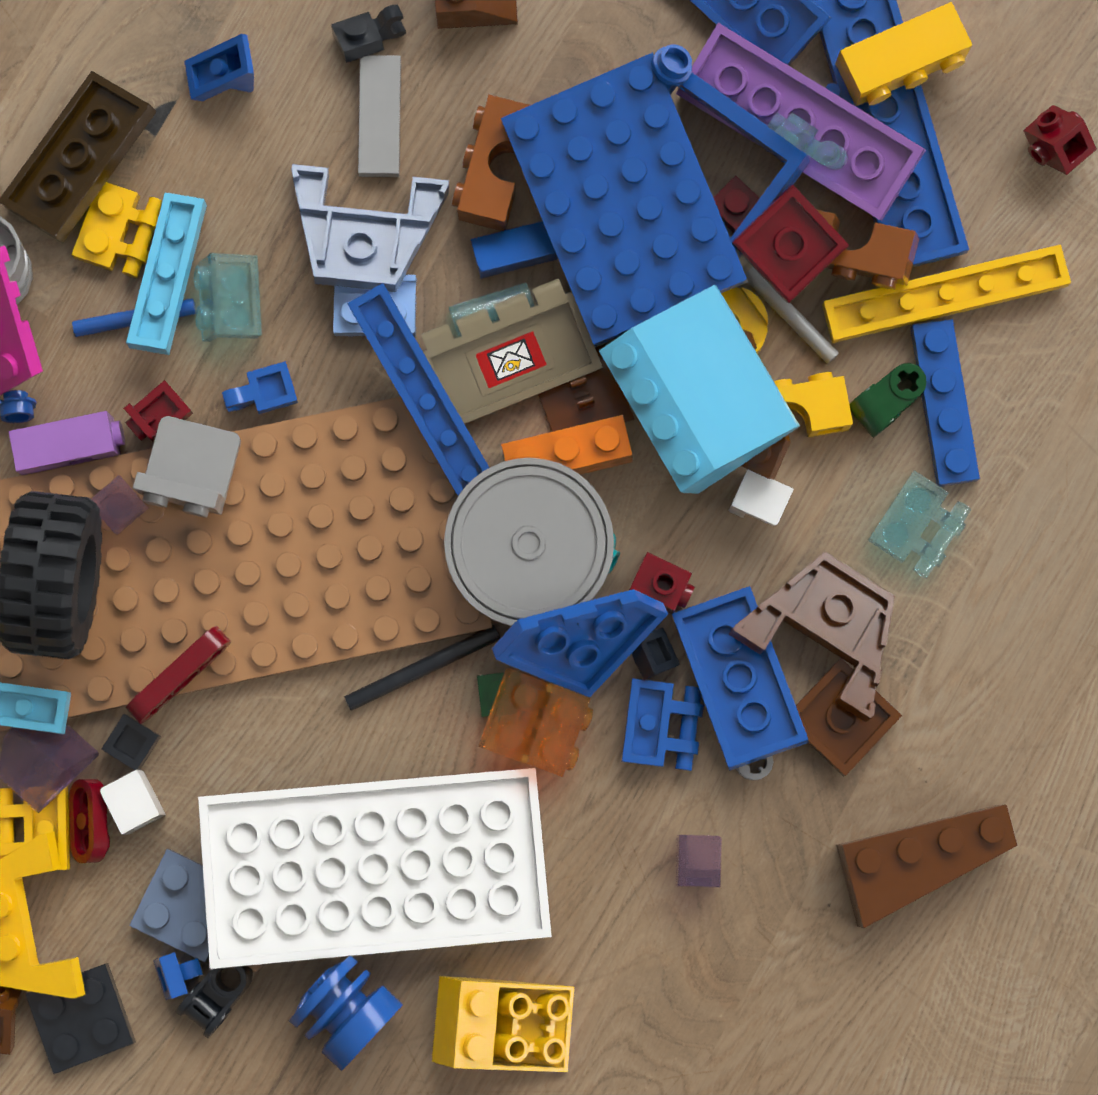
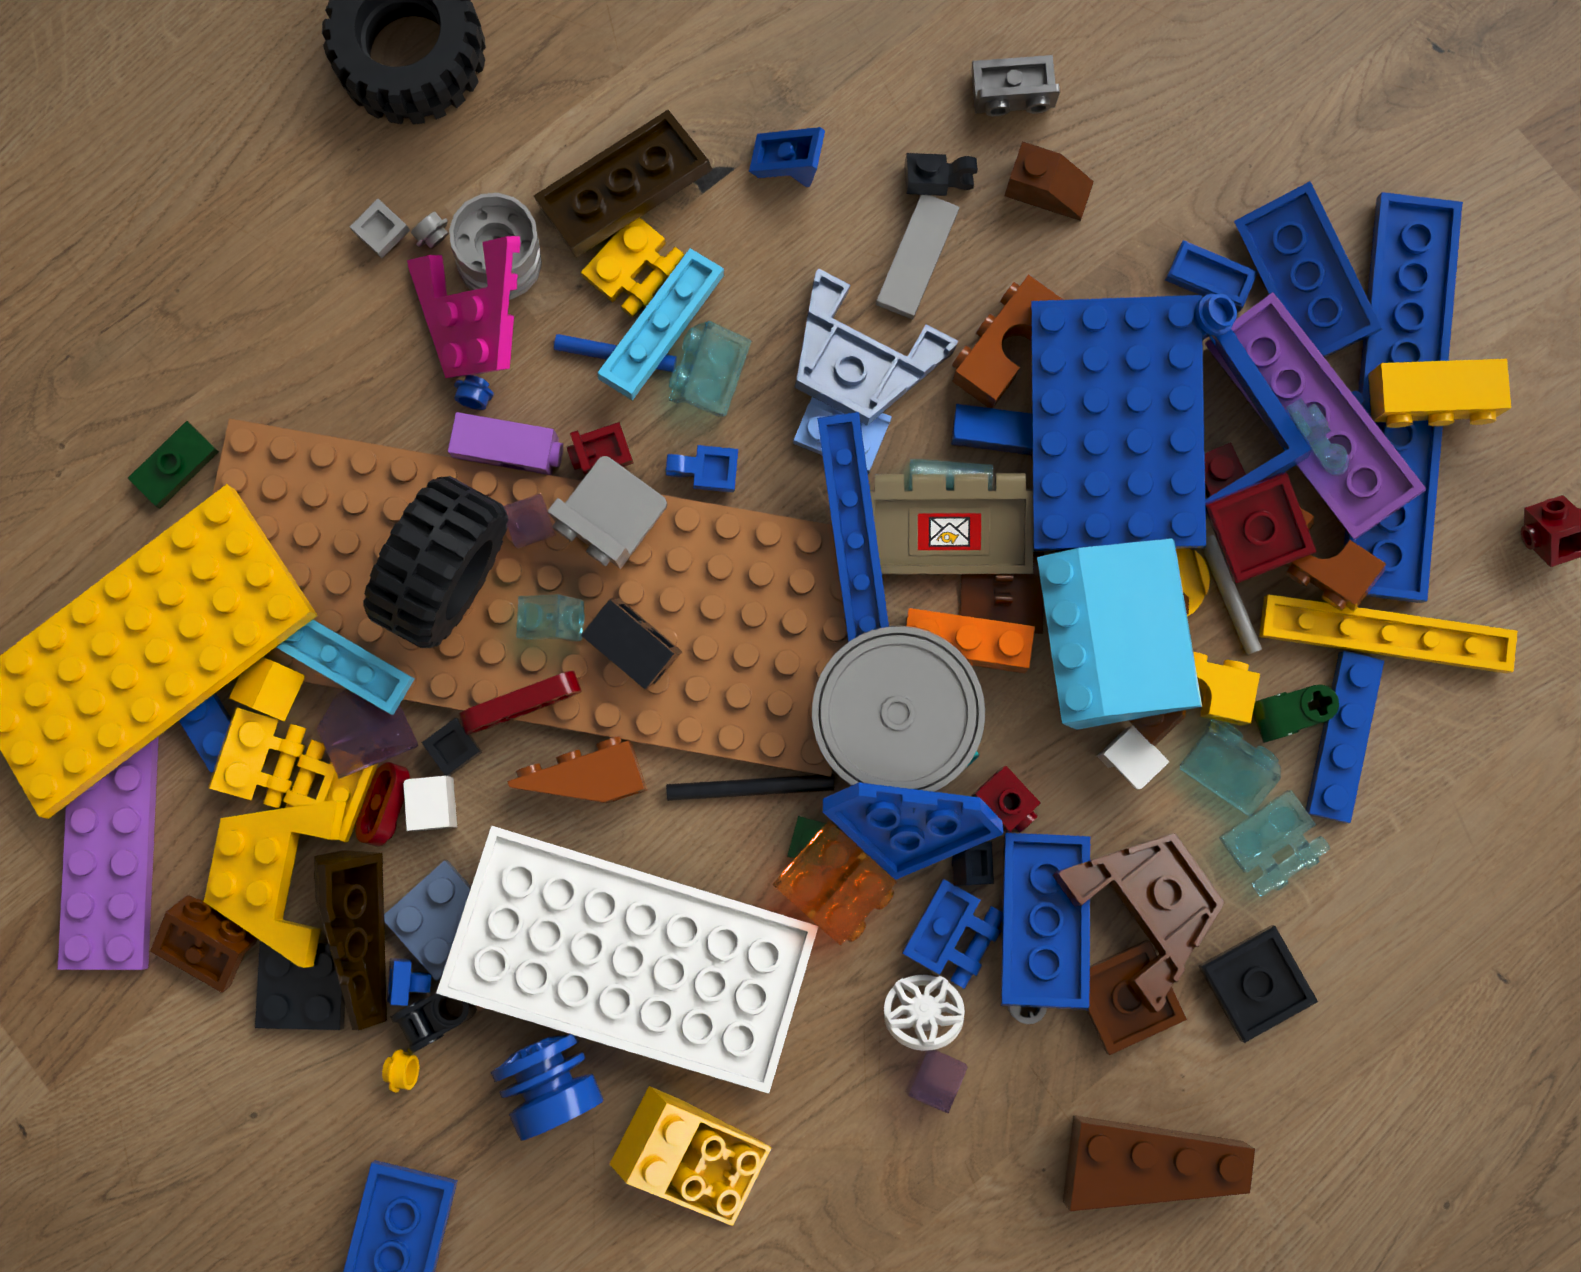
camera: 25 degrees right, 0 degrees up
(104, 936) = (352, 916): none -> dark brown wedge
(174, 586) = (550, 617): none -> clear light blue bracket
(205, 1057) = (400, 1071): none -> yellow plate
(259, 578) = (631, 643): none -> black hinge
(276, 715) = (597, 776): none -> dark orange slope
(657, 27) = (1210, 274): none -> blue tile
(662, 805) = (924, 1012): none -> white wheel
(853, 471) = (1232, 767): none -> clear light blue bracket
(954, 657) = (1258, 983): none -> black plate

